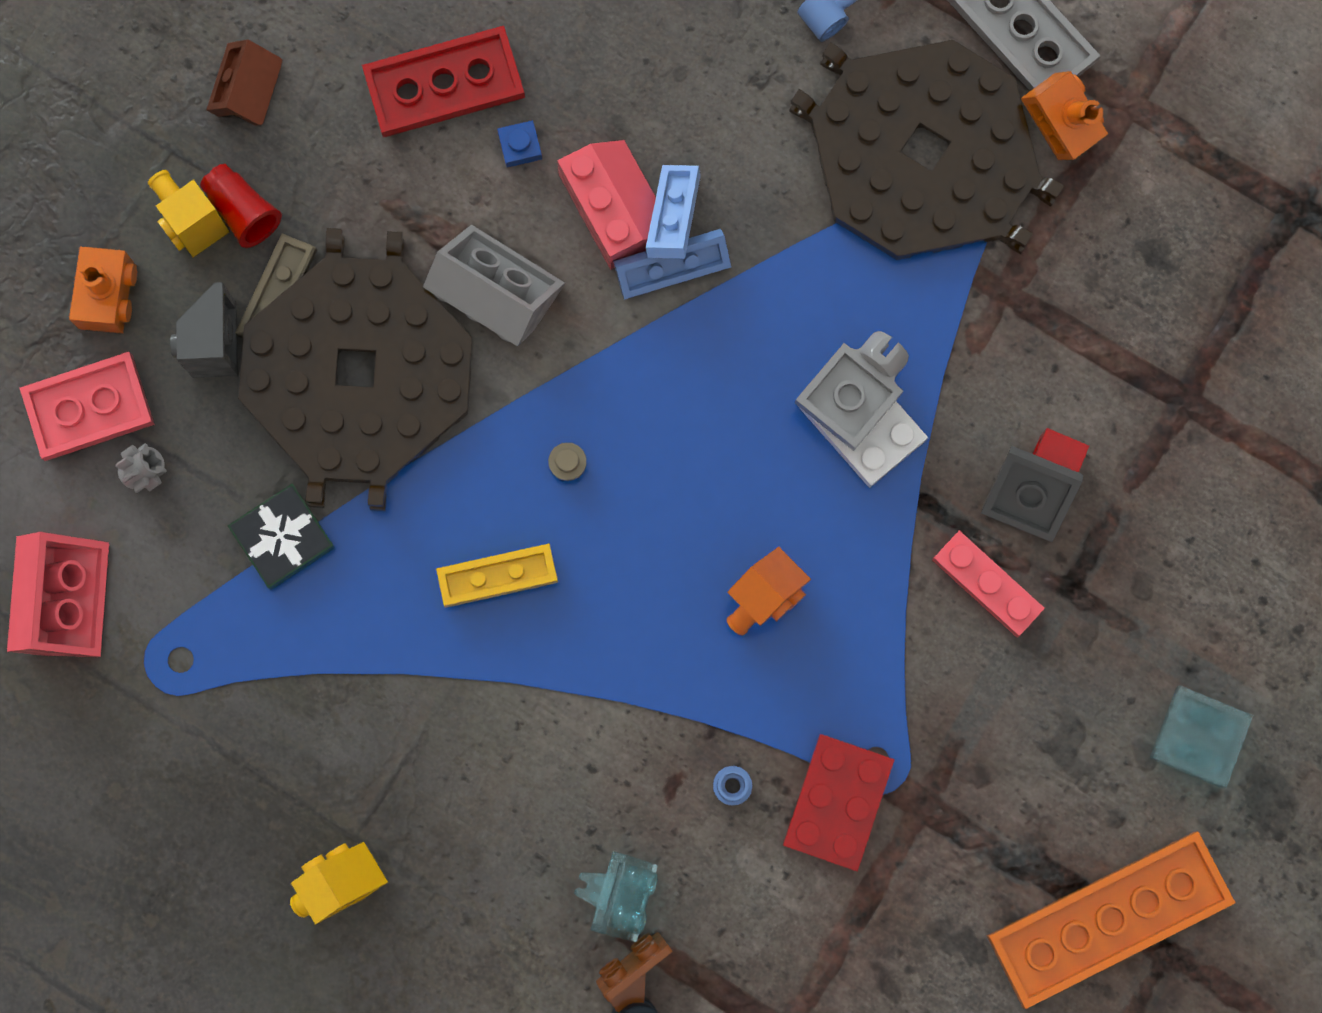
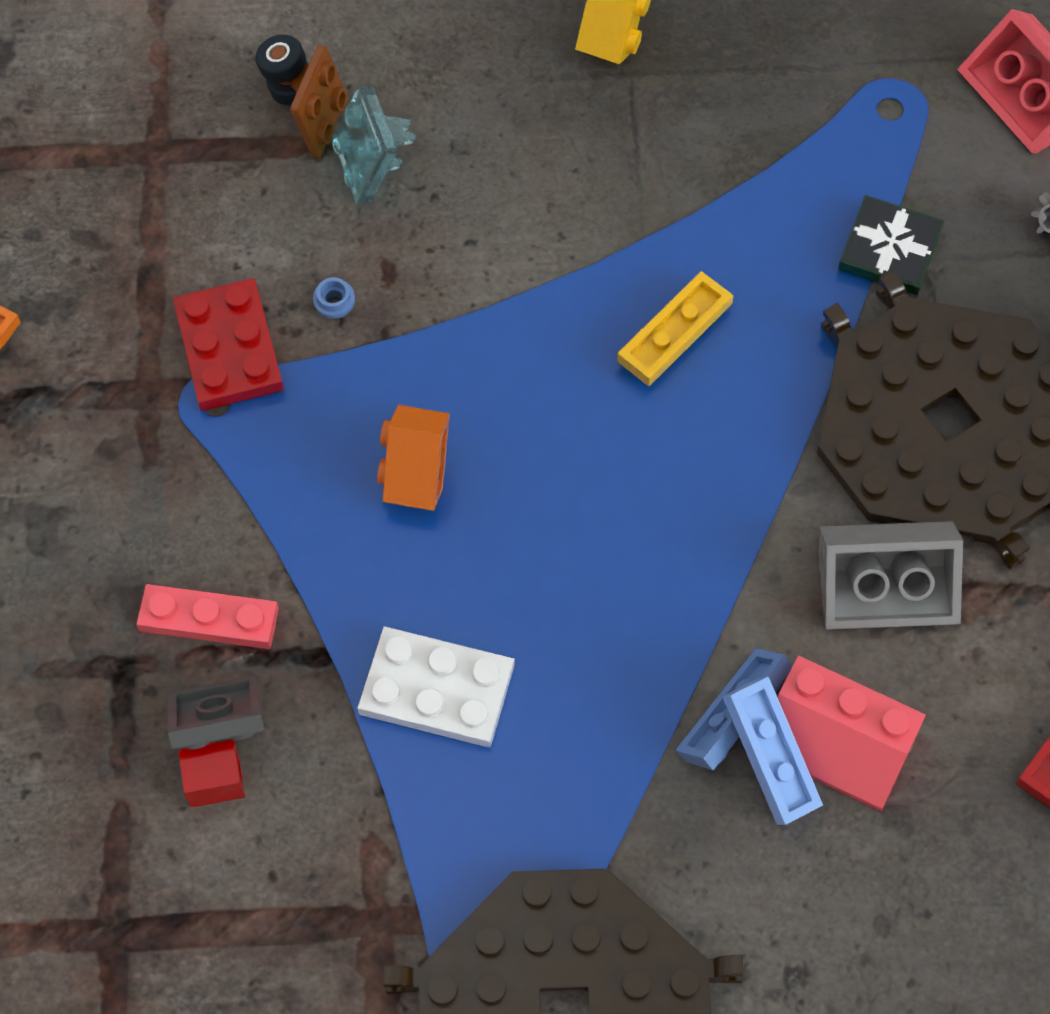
camera: 150 degrees right, 15 degrees down
(519, 144) = (981, 733): blue plate -> none
(567, 461) = (690, 464): dark tan plate -> none
(855, 389) = (460, 692): light grey plate -> none

